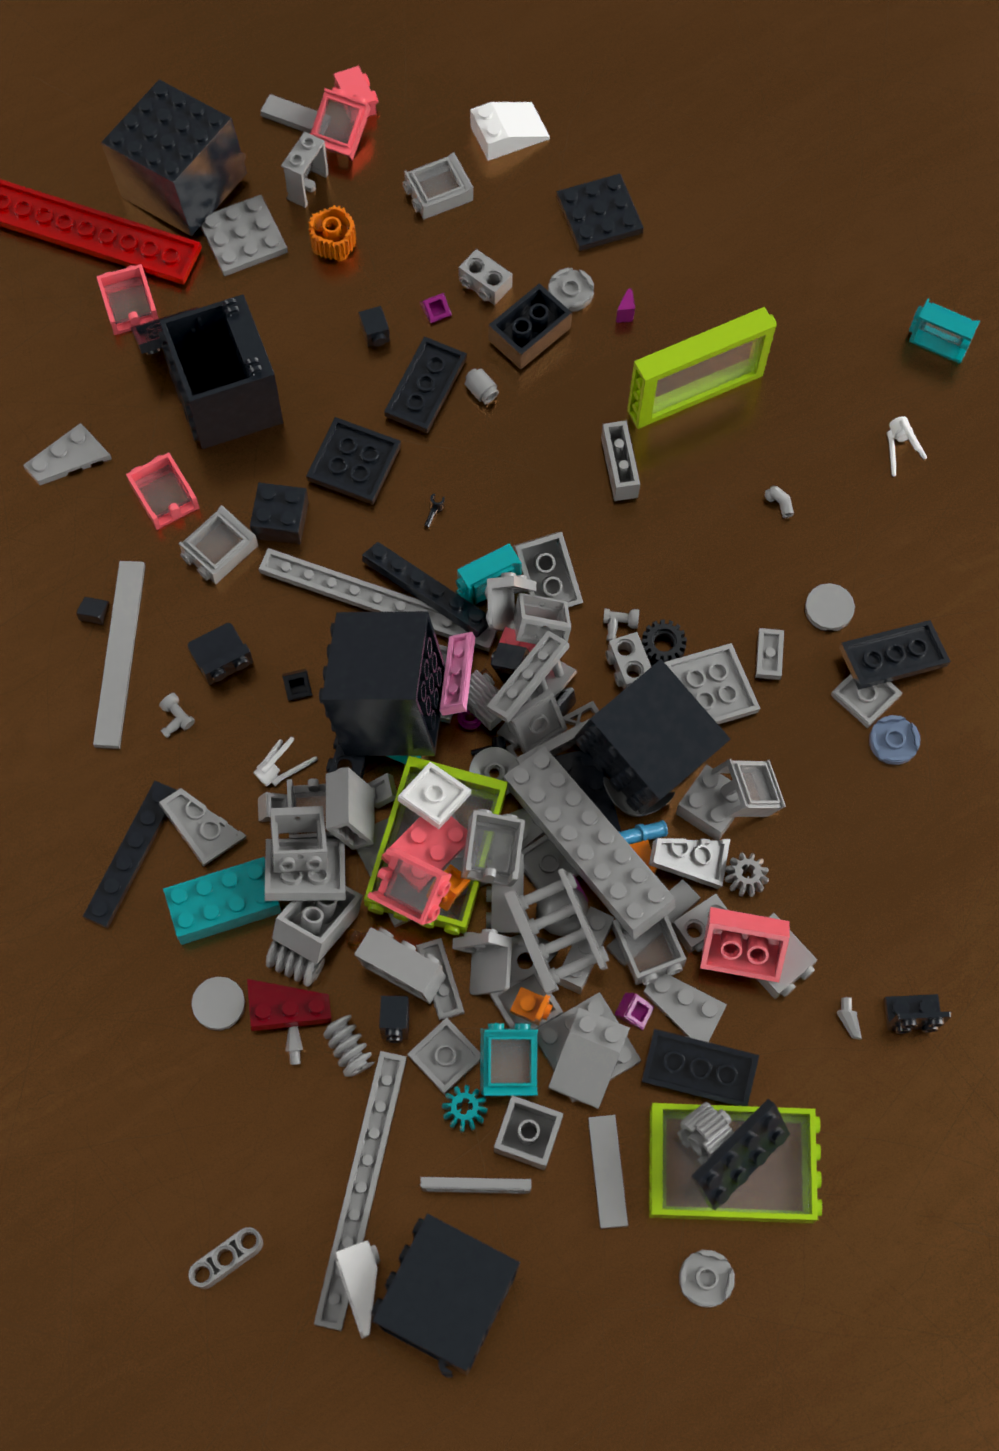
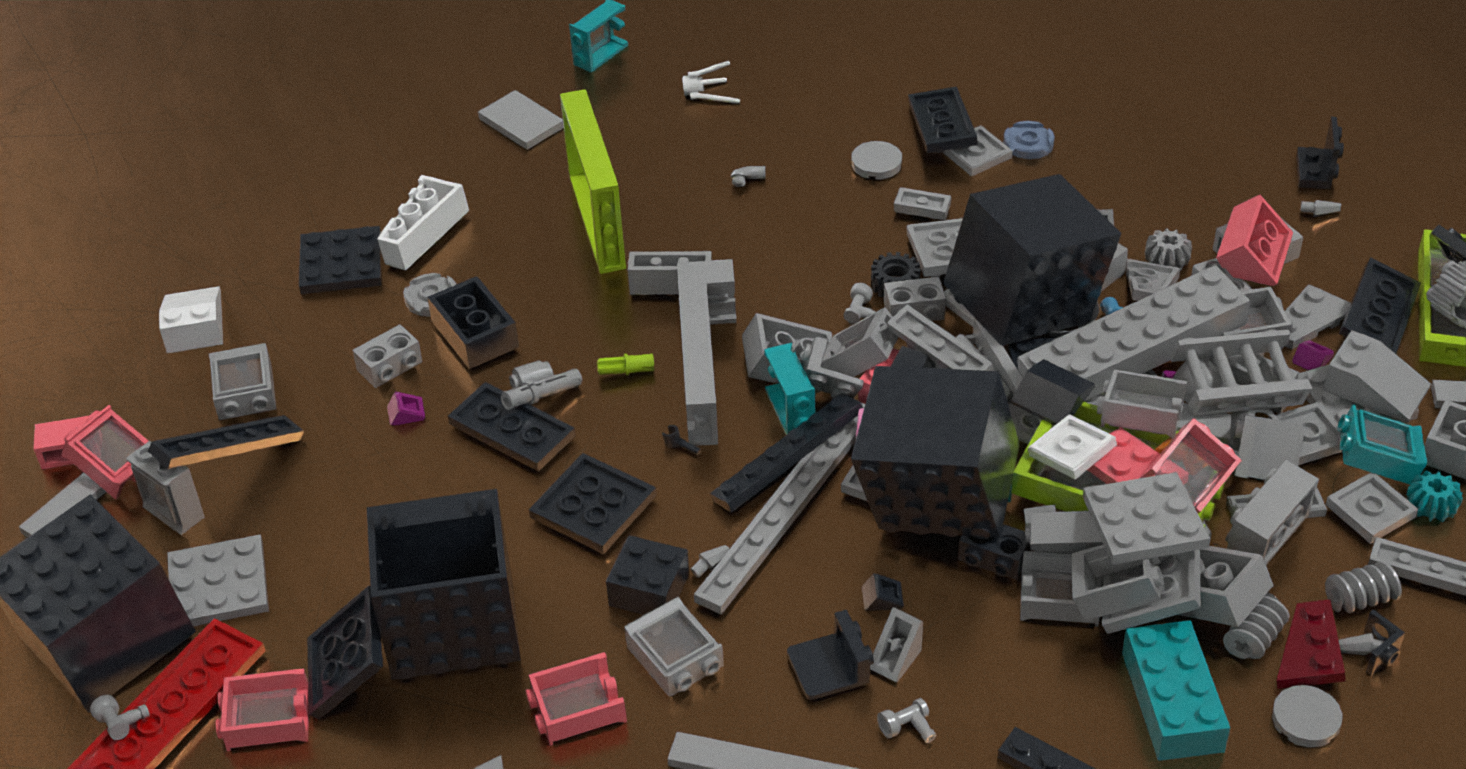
camera: 75 degrees left, 25 degrees down
(109, 204) = (105, 710): none -> light grey piece
(199, 827) = (1071, 705): light grey wing -> none
(238, 698) = (898, 645): none -> light grey slope
(267, 770) = (1000, 627): white plant -> none
(268, 801) = (1047, 636): light grey slope -> none
(284, 1065) = (1390, 649): none -> black bracket
(311, 554) = (709, 560): none -> light grey bar
(332, 233) = (266, 481): orange brick -> none
(337, 848) = (1145, 518): none -> light grey plate
(345, 192) = (224, 441): none -> black plate
(374, 326) = (415, 460): black brick -> none
(394, 1018) = (1335, 533): black brick -> none
(456, 388) = (531, 391): none -> light grey pin
(500, 775) = (1051, 392): none -> black slope
(510, 452) = (626, 364): none -> lime axle
(531, 496) = (704, 299): none -> light grey brick
(531, 1006) = (1319, 416): orange bracket -> none
(626, 308) = (475, 249): magenta slope -> none
(647, 256) = (422, 221): none -> white wedge
(818, 299) = (521, 119): none -> light grey tile

